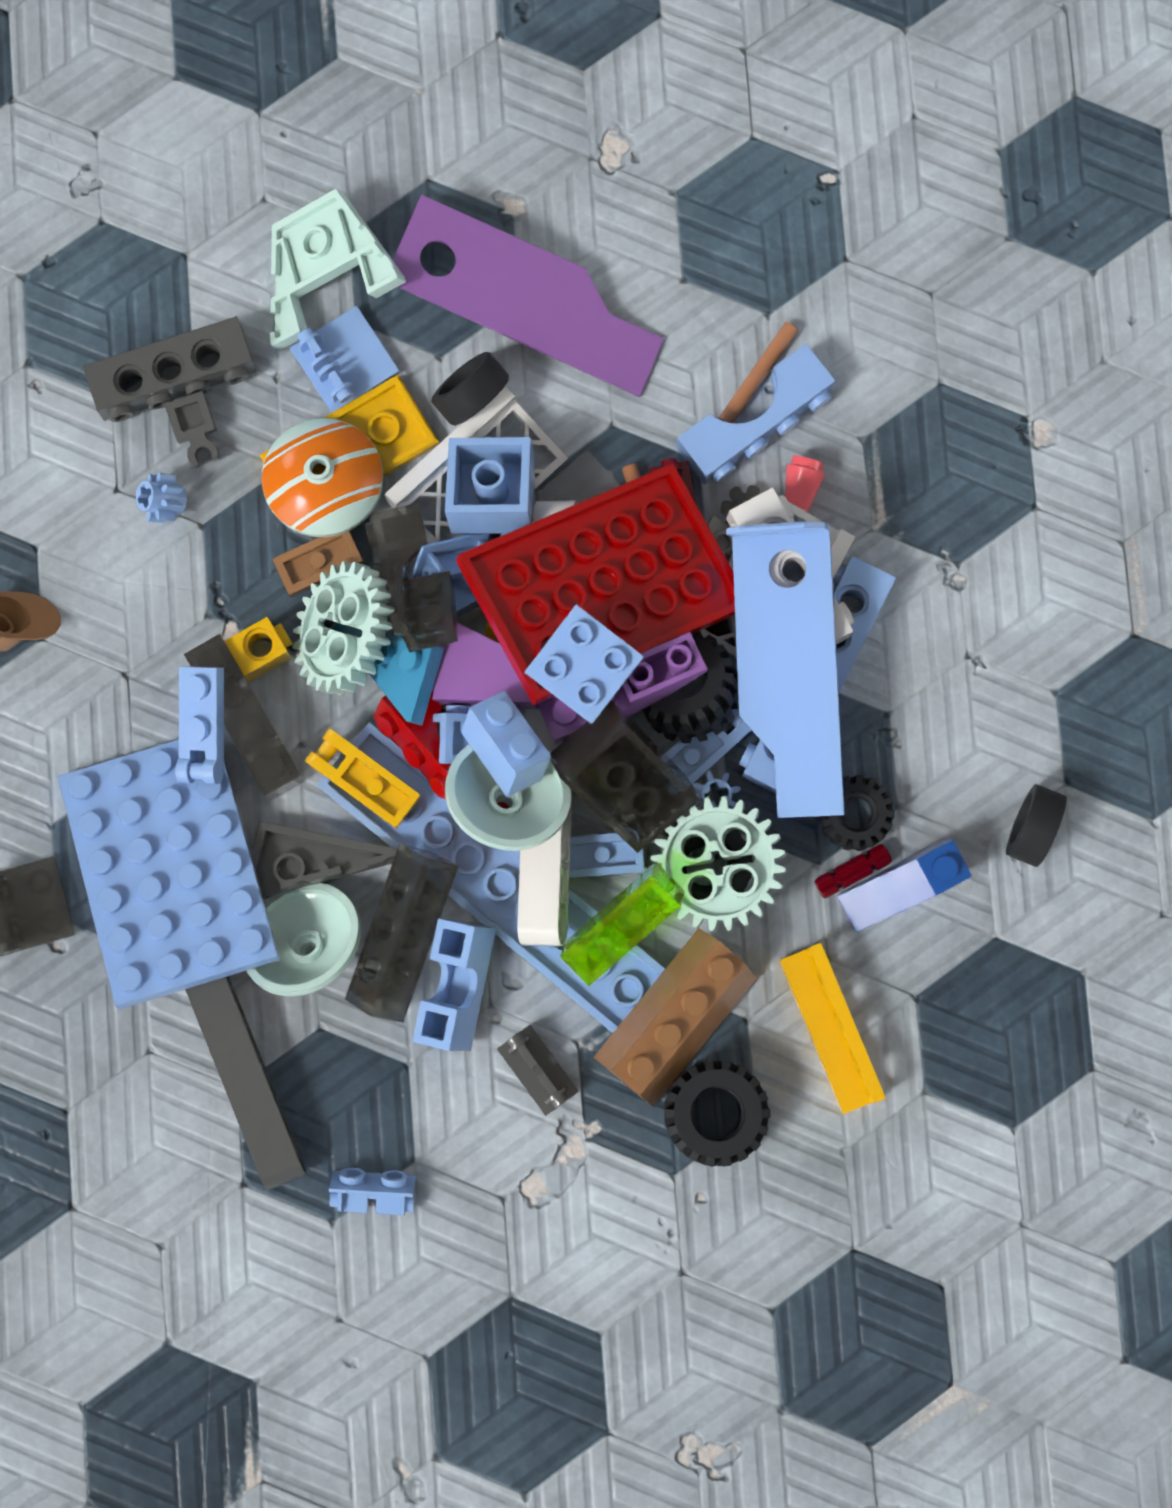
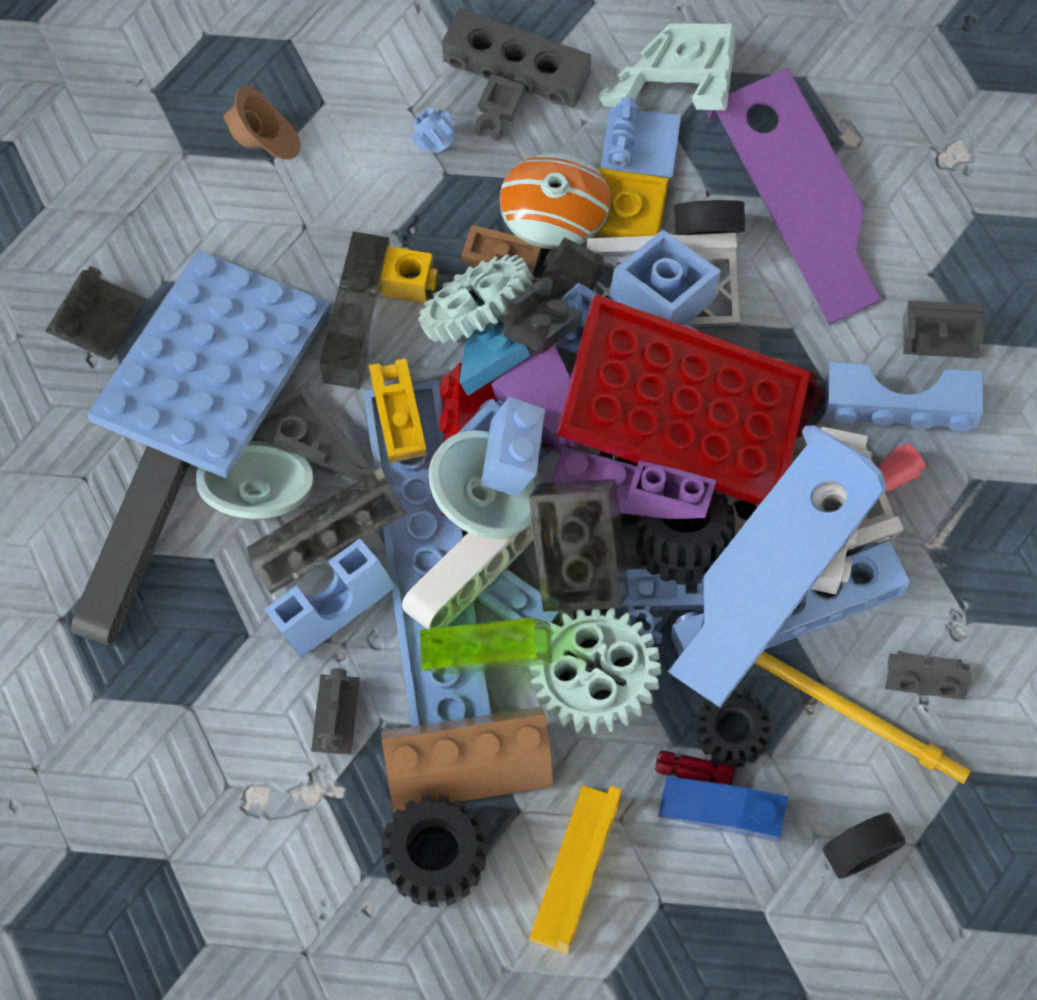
camera: 45 degrees right, 15 degrees down
(201, 724) = (320, 282): light blue plate -> none
(391, 1189) = (154, 704): light blue hinge -> none
(584, 664) = (617, 431): light blue hinge -> none
(738, 327) = (943, 329): none -> dark grey hinge
(758, 373) = (931, 373): nougat piece -> none
(982, 630) = (943, 678): none -> dark grey hinge
(1020, 705) = (929, 755): none -> yellow bar

